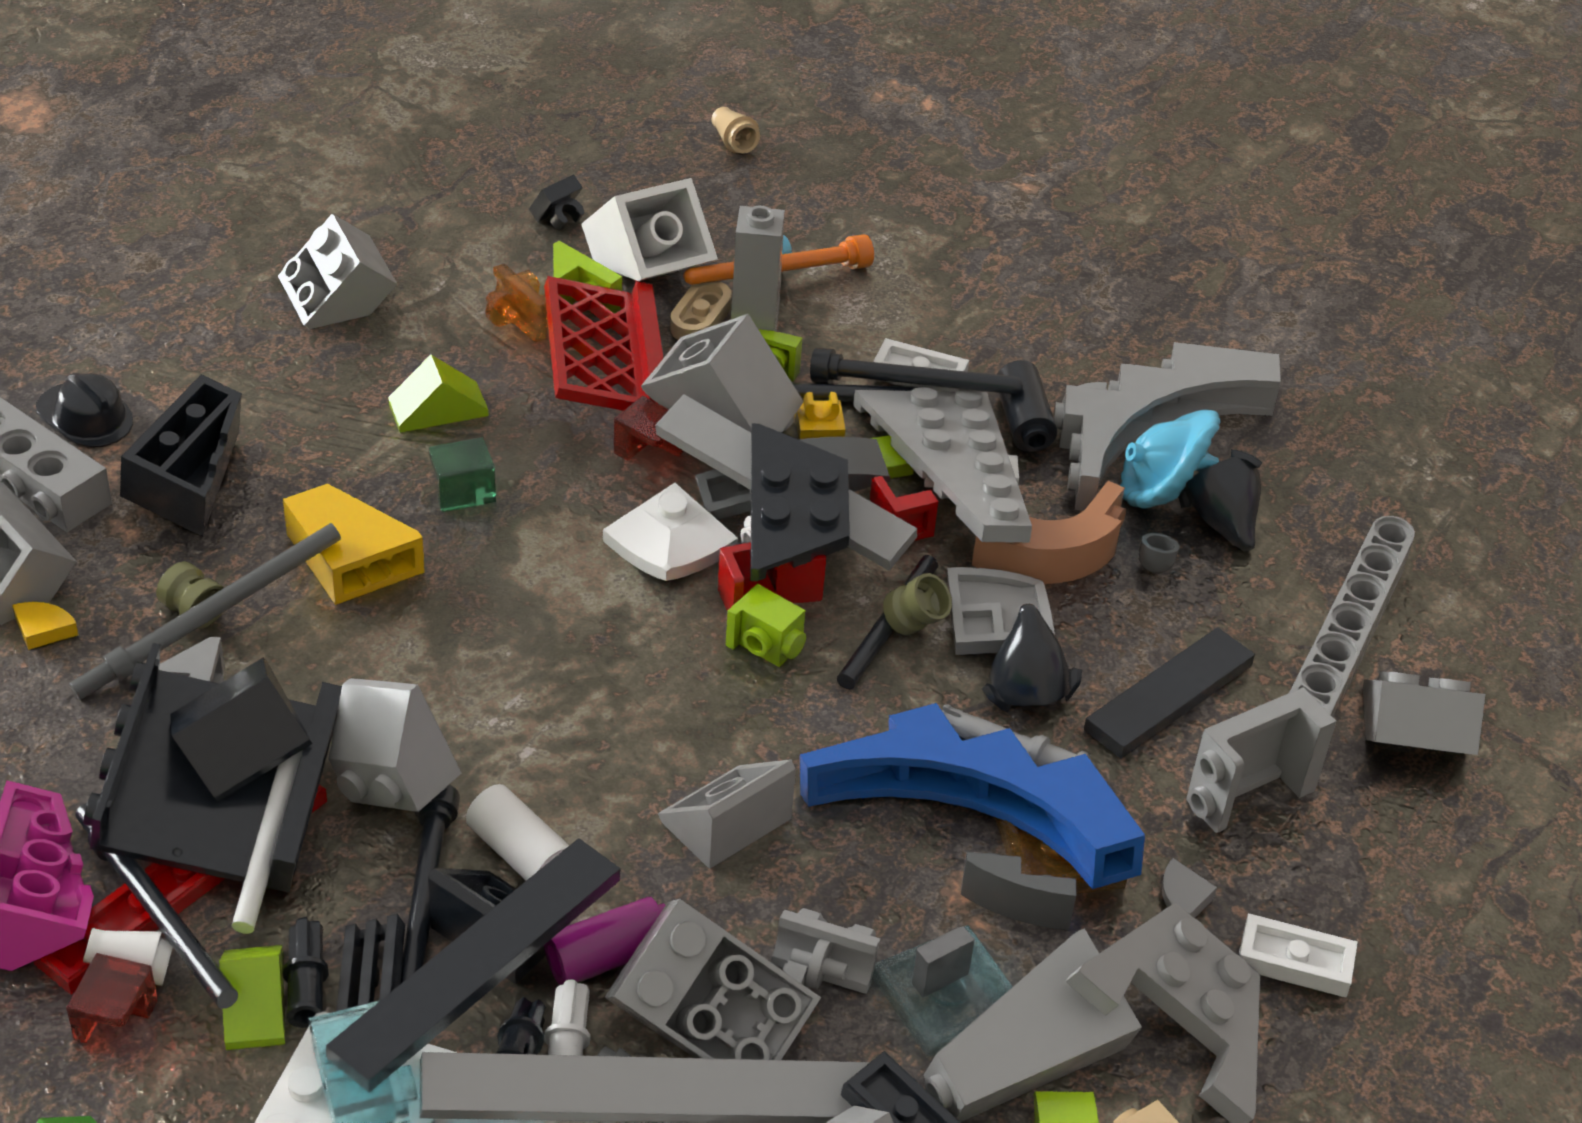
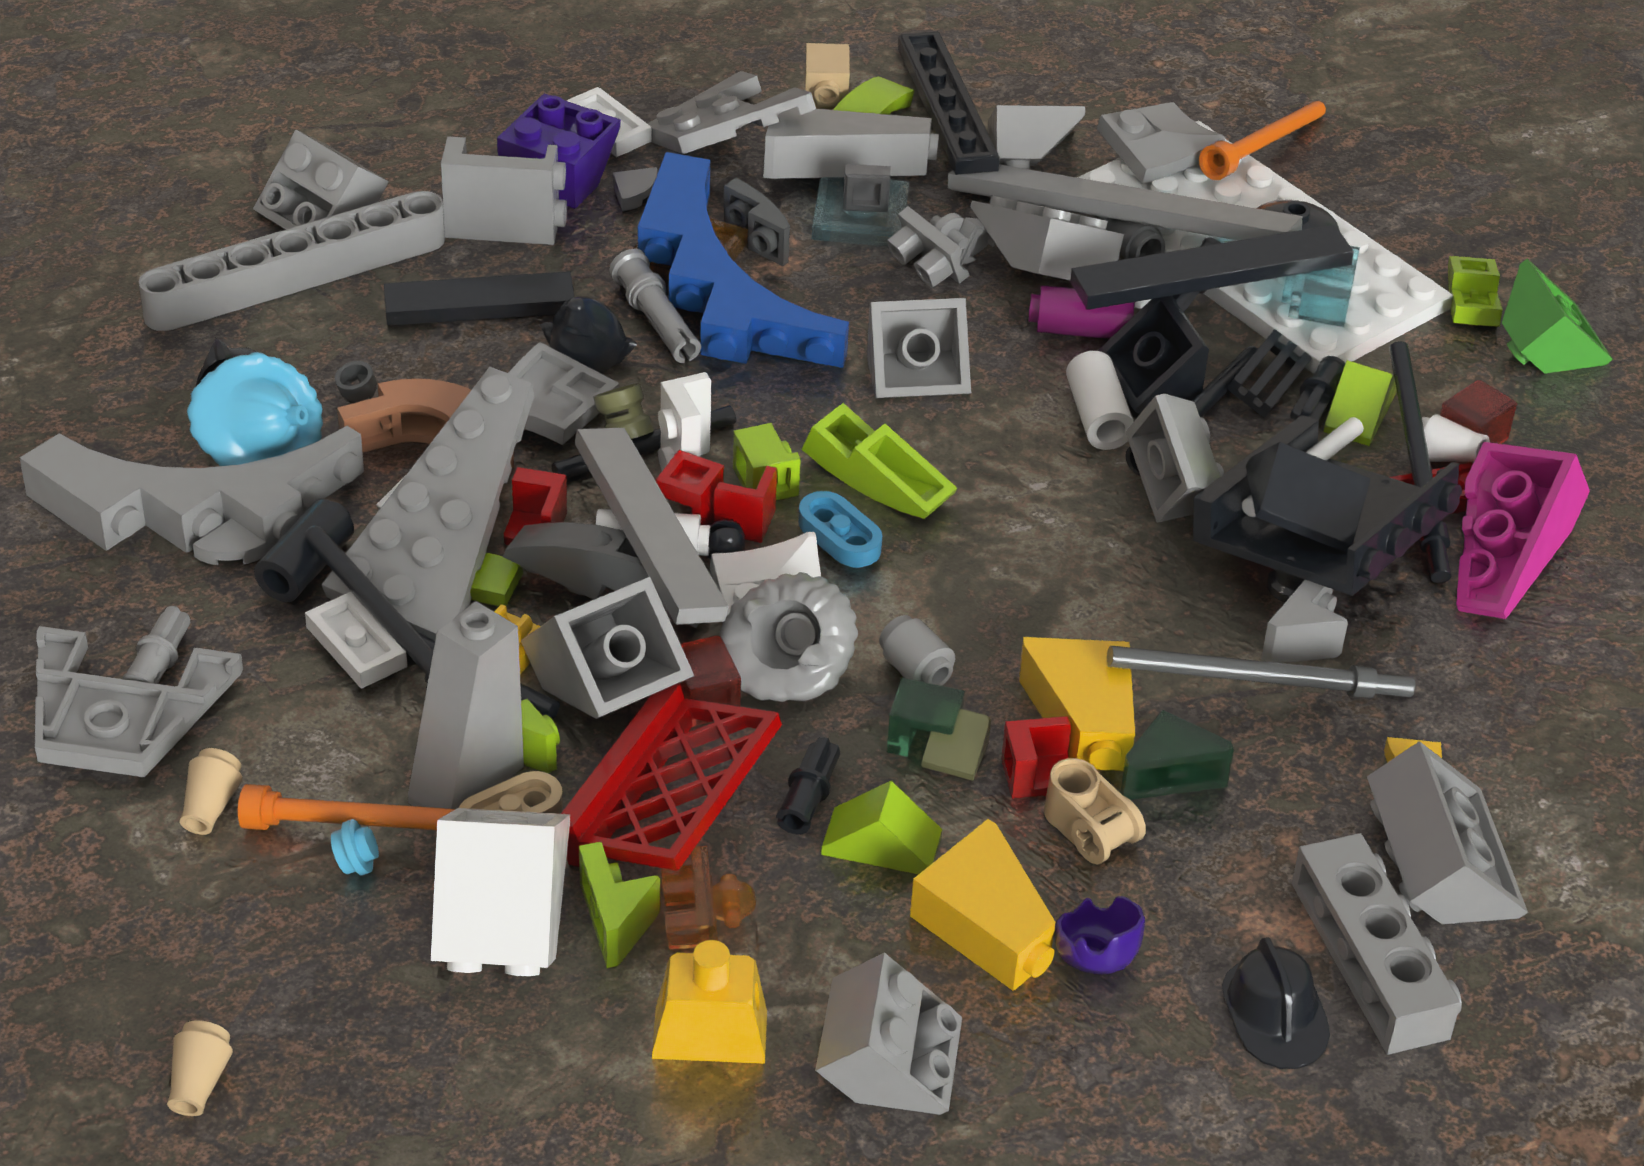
camera: 145 degrees left, 0 degrees up
(184, 455) = (1202, 845): black wedge -> none
(185, 587) = (1266, 712): olive wheel -> none
(237, 371) = (1100, 938): none -> dark purple hair
(244, 526) = (1175, 759): none -> clear green slope
(294, 461) = (1088, 810): none -> tan piece
(325, 372) = (986, 907): none -> yellow slope
(369, 478) = (1031, 752): none -> red panel
(421, 486) = (961, 751): none -> olive slope
(459, 236) = (710, 1008): none -> yellow torso
(508, 522) = (916, 651): none -> light grey brick
(515, 407) = (808, 786): none -> black axle
(558, 199) = (534, 1042): black tile -> none
(612, 477) = (790, 637): none -> light grey piece
(655, 604) = (840, 529): none -> dark azure plate
(674, 675) = (877, 463): none -> lime slope
(795, 501) = (671, 479): black wing -> none
(843, 588) = (685, 416): none -> white bracket
(899, 250) = (209, 787): none -> tan cone
(1014, 259) = (117, 721): none -> light grey wing
(1035, 311) = (158, 649): none -> light grey axle
(1284, 856) = (582, 139): none -> dark purple slope

